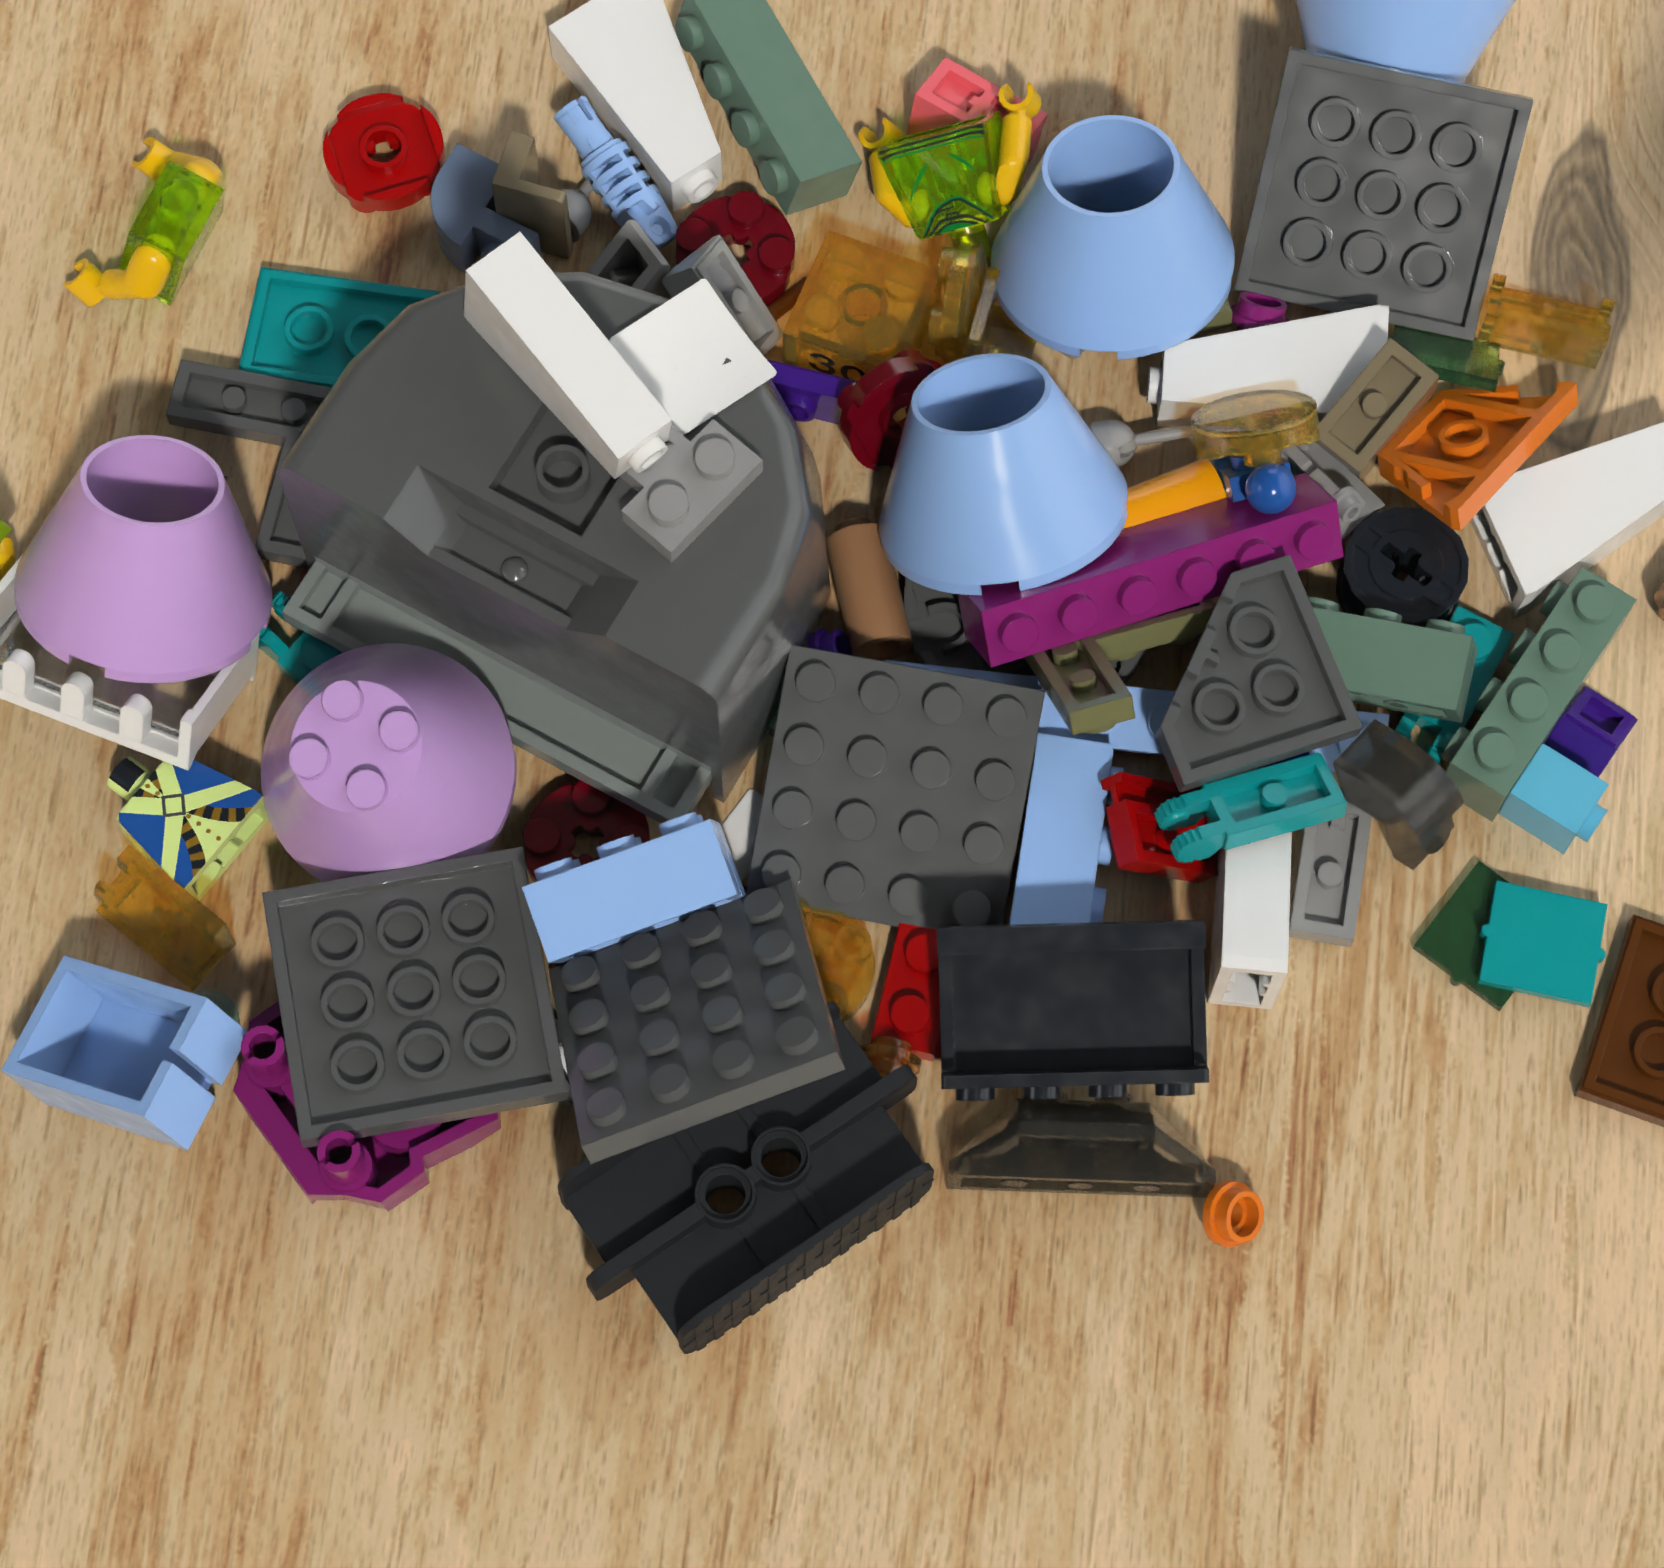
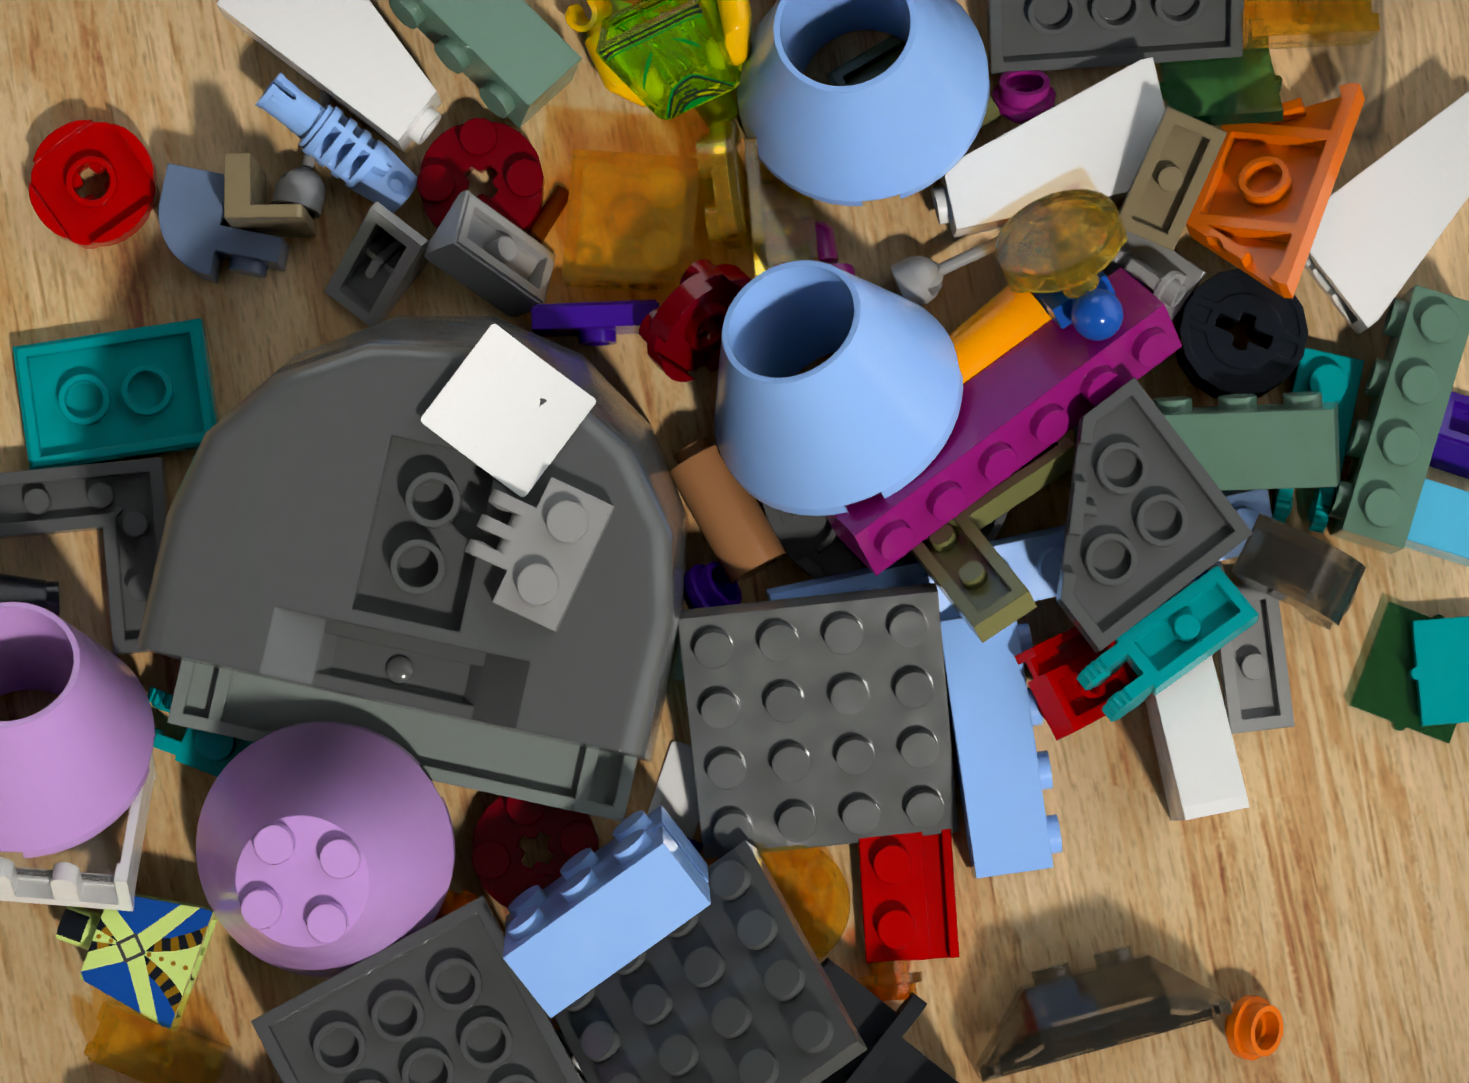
camera: 15 degrees left, 15 degrees up
(564, 357) = (396, 475): white slope -> none
(1072, 1008) = (1054, 894): black panel -> none

